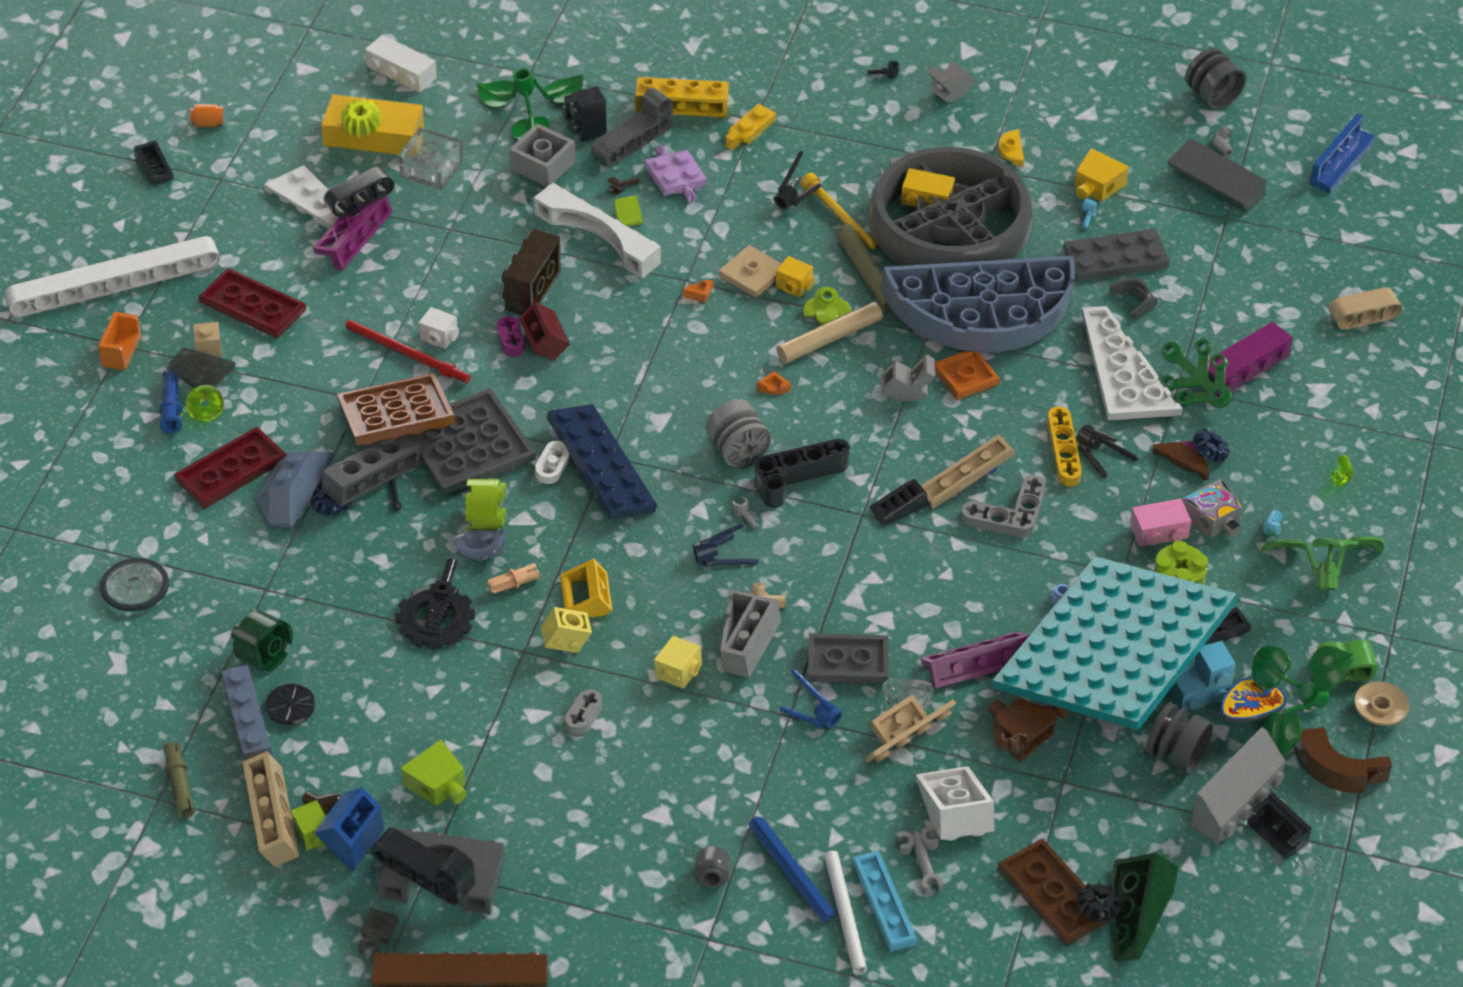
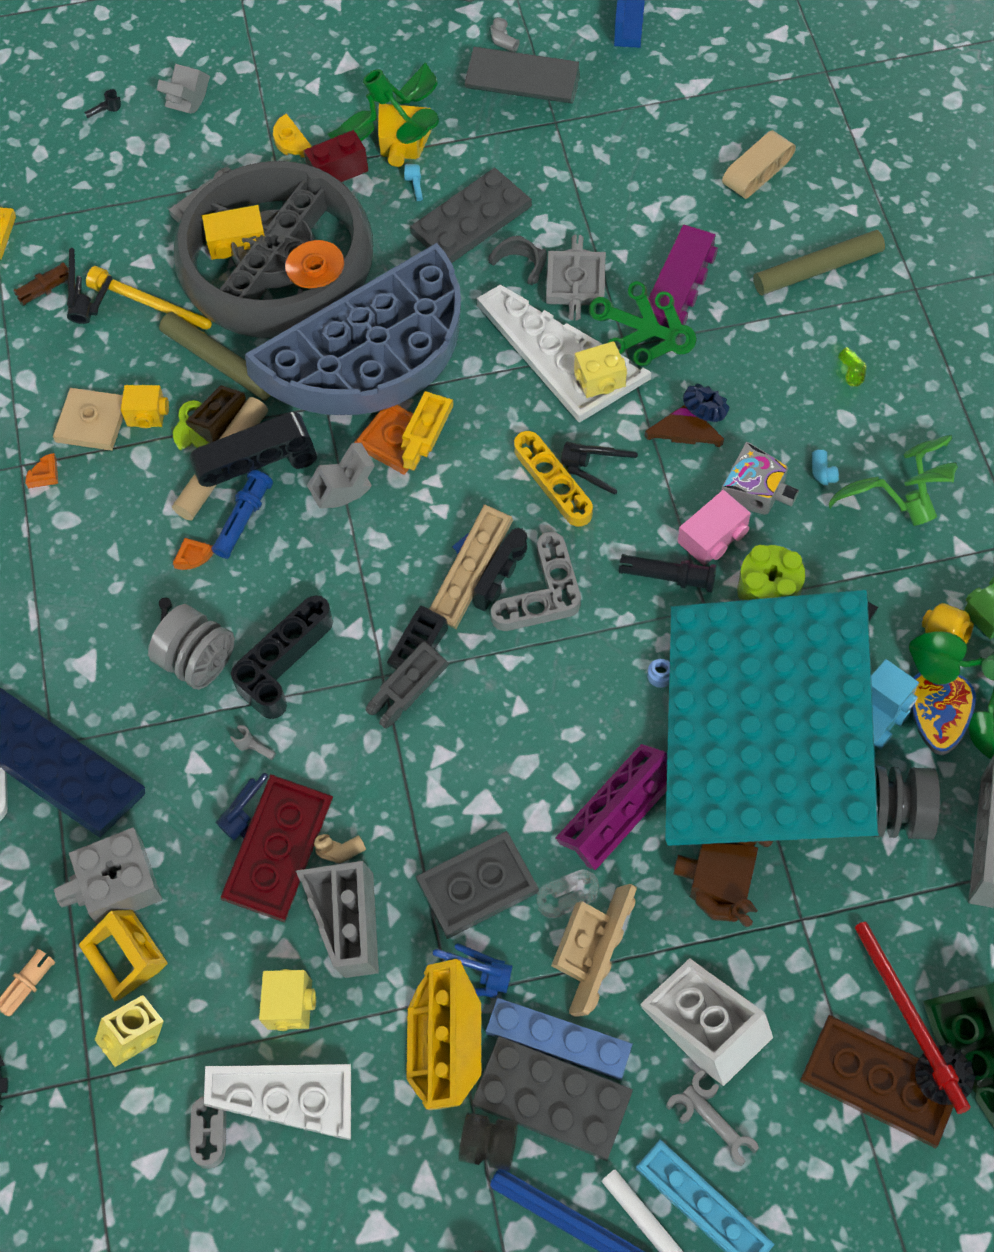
camera: 25 degrees left, 15 degrees up
(607, 540) = (95, 872): none -> light grey hinge
(649, 714) = (291, 1095): none -> white wing
(734, 567) = (276, 847): none -> dark red tile
(760, 794) = (488, 1141): none -> clear smoke wheel
(767, 171) = (42, 284): none -> reddish brown pin
(773, 724) = (444, 1036): none -> yellow wedge
(821, 798) = (552, 1098): none -> dark grey plate
(831, 368) = (246, 503): none -> blue pin
(843, 302) = (216, 413): none -> dark brown slope
(847, 769) = (559, 1039): none -> medium blue plate
(856, 331) = (253, 449): none -> black beam
(874, 522) = (407, 683): none -> dark grey hinge
(969, 229) = (314, 264): none -> orange dish
(987, 482) = (501, 566): none -> black hinge
(988, 372) = (424, 428): none -> yellow hinge
(1038, 174) = (340, 156): none -> dark red brick
(1094, 891) = (943, 1074): none -> red bar
(1095, 138) = (380, 91): none -> green plant
(1119, 542) = (684, 573): none -> black pin
(1142, 387) = (600, 369): none -> light yellow head
(1168, 323) = (575, 277): none -> light grey plate
(1299, 655) = (948, 619): none -> yellow head
(1366, 392) = (819, 262): none -> olive piece

